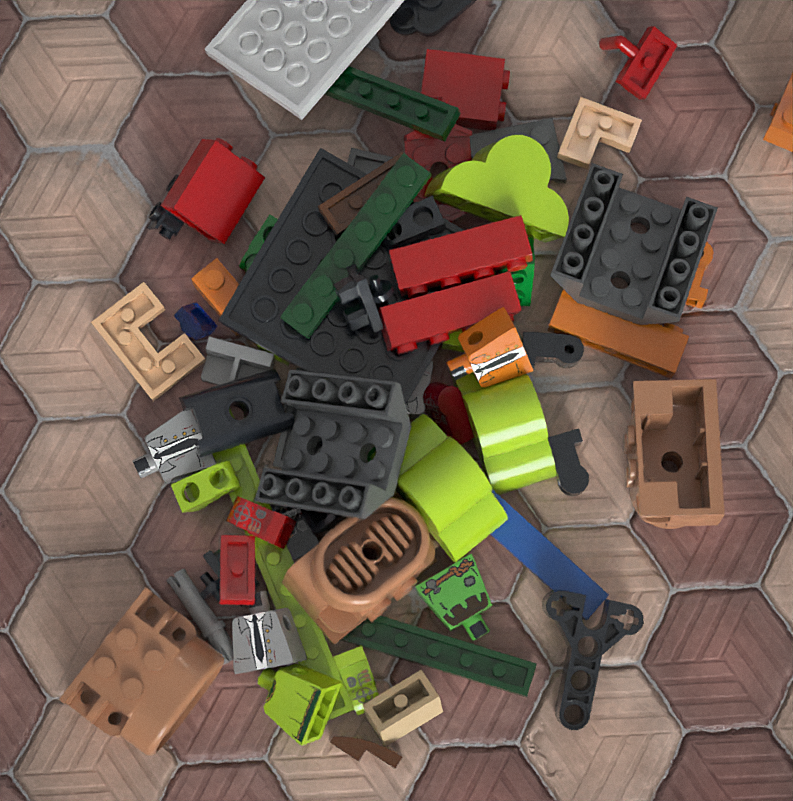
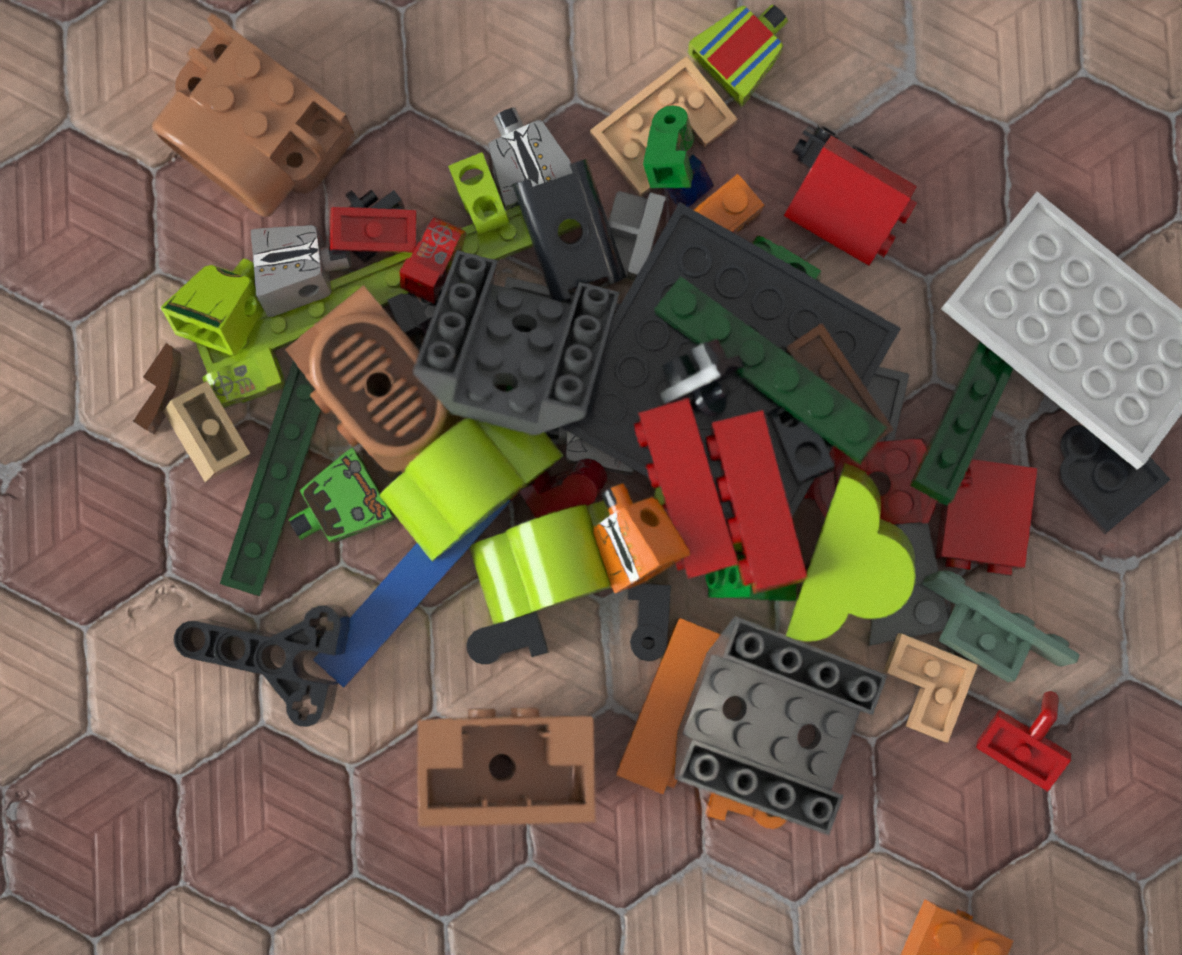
camera: 90 degrees right, 5 degrees up
(87, 279) = (740, 50): none -> torso
(163, 333) = (667, 148): none -> green leg
(210, 626) = (317, 200): light grey pin -> none
(556, 85) = (991, 633): none -> sand green bracket

